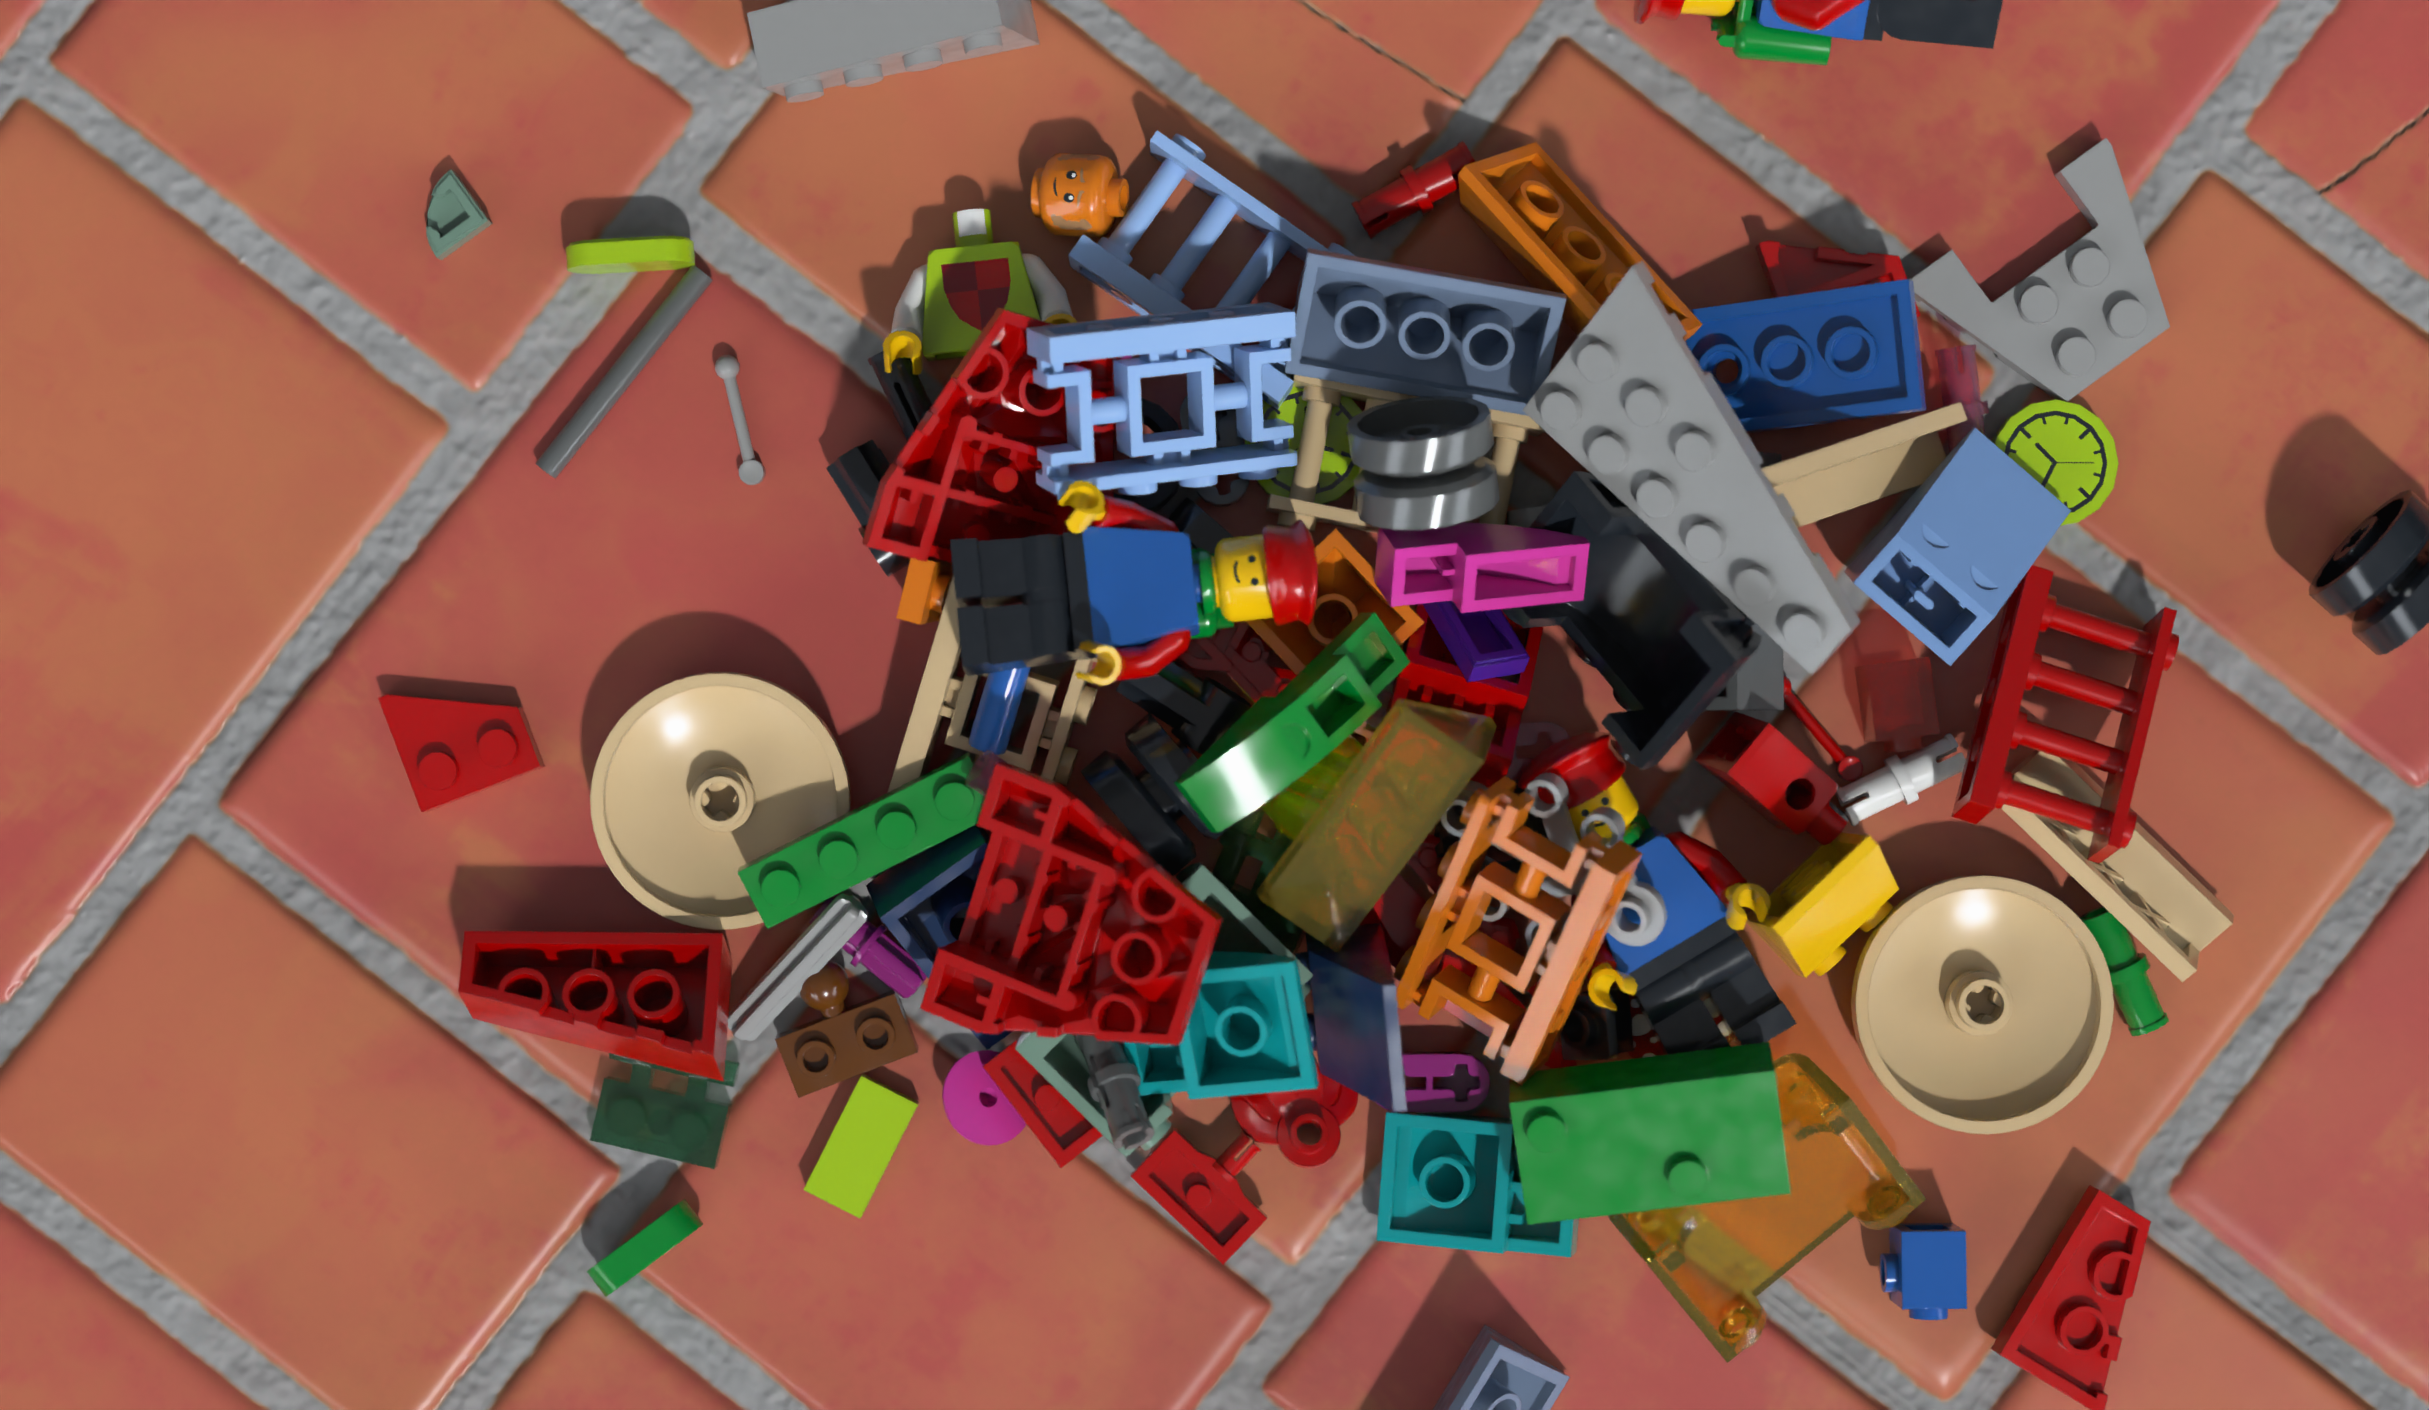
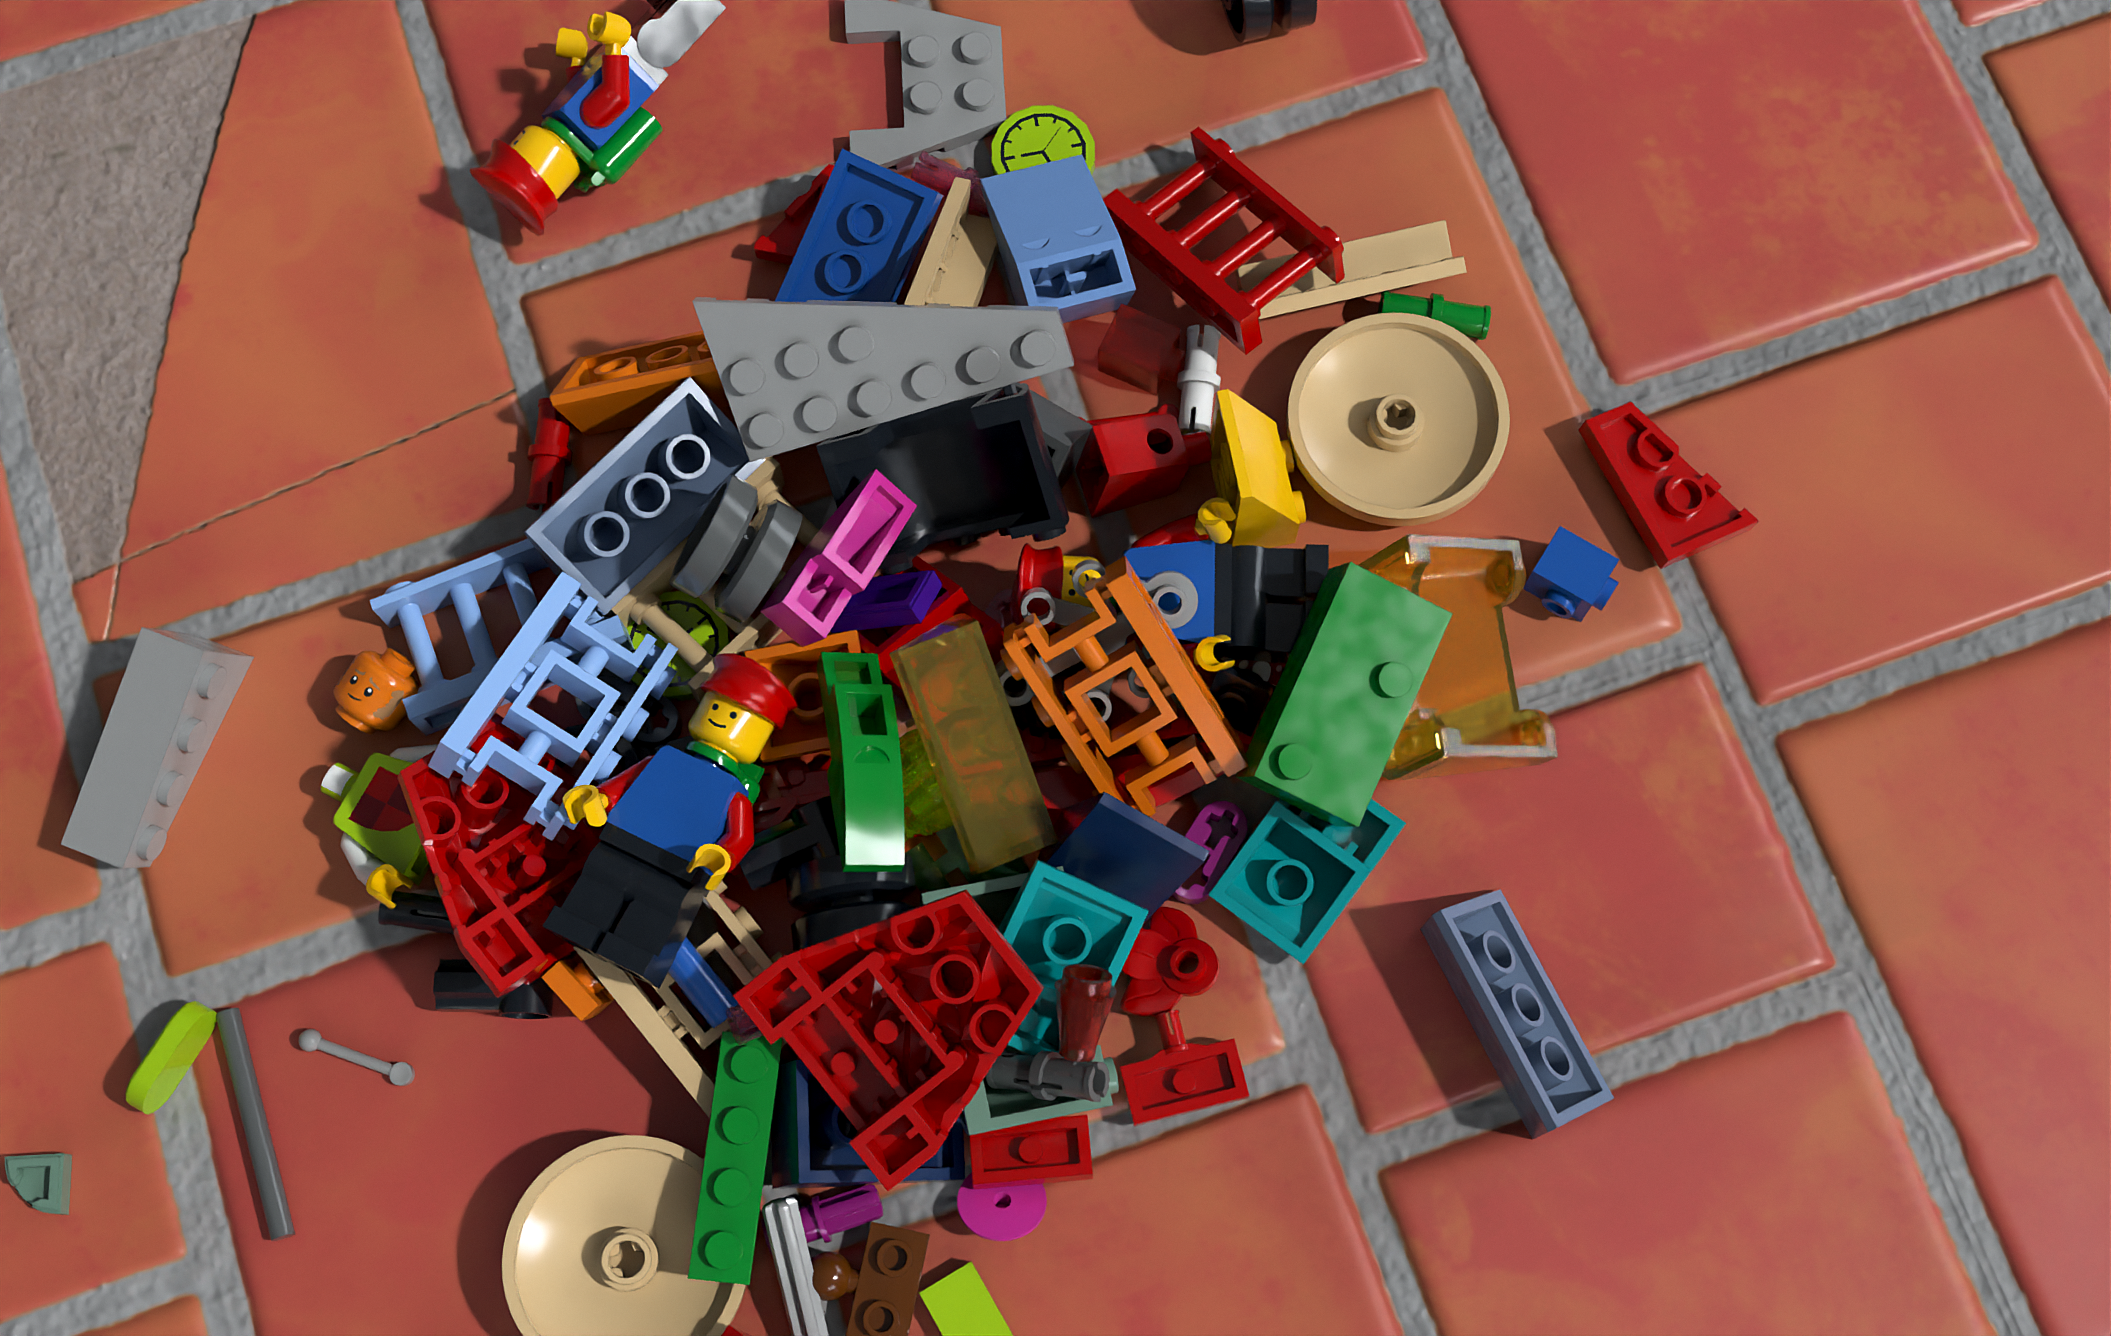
camera: 60 degrees left, 15 degrees down
(1191, 1083) = (1083, 1006): none -> clear red cone

